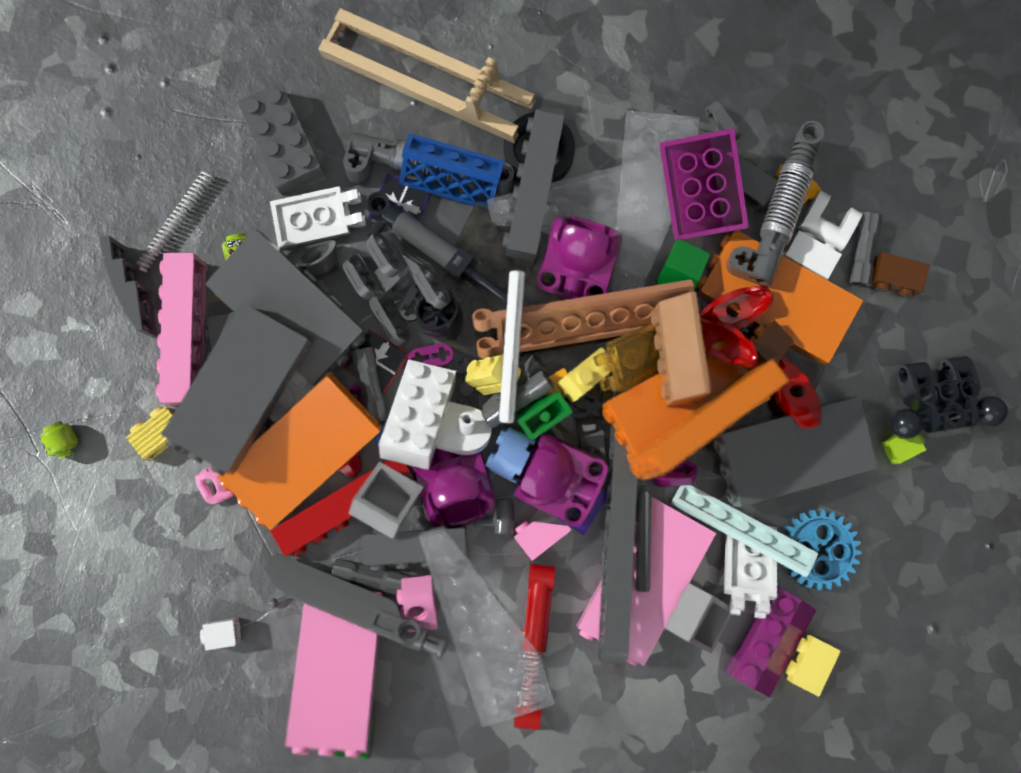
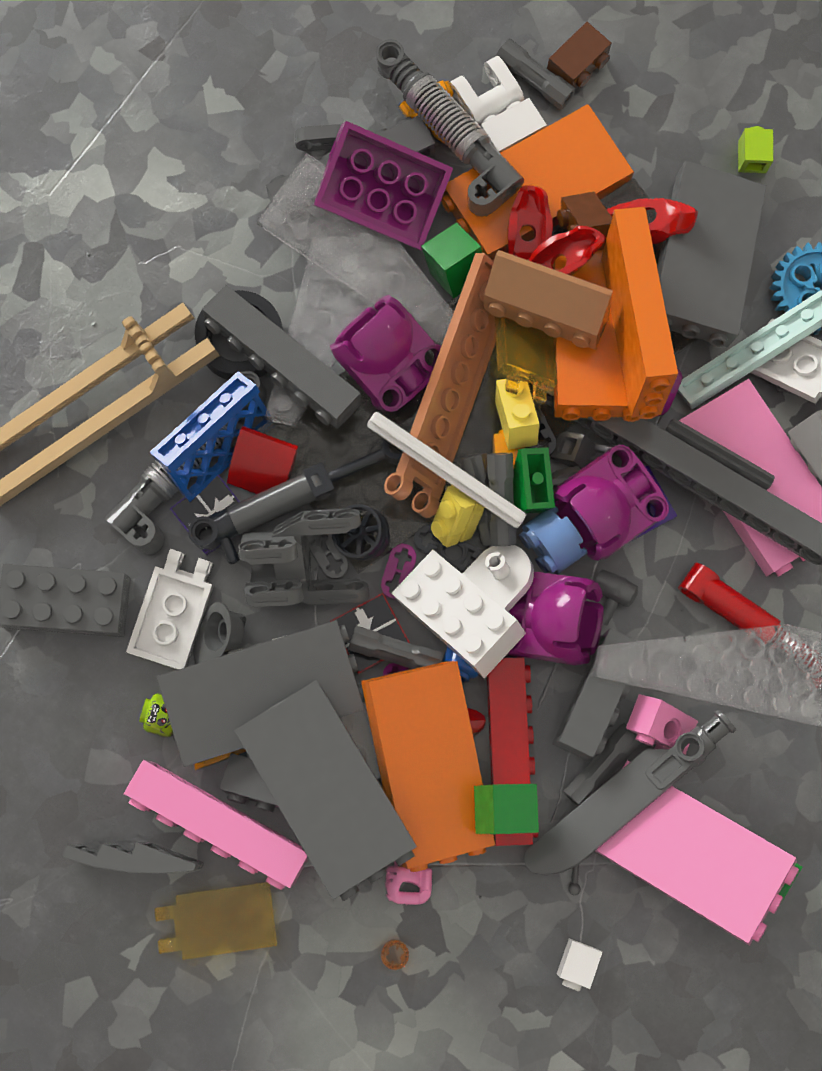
camera: 60 degrees left, 5 degrees down
(58, 440) = (260, 1036): lime head -> none
(120, 369) = (220, 921): none -> clear yellow tile
(147, 436) = (315, 919): light yellow brick -> none
(163, 509) = (404, 956): none -> clear orange bush
(168, 228) = (83, 771): white piece -> none
(293, 523) = (506, 809): none -> green head
(385, 500) = (536, 694): light grey piece -> none
(453, 215) = (260, 461): none -> red slope
(539, 536) = (655, 563): bright pink slope -> none
(943, 404) = (734, 88): black connector -> none

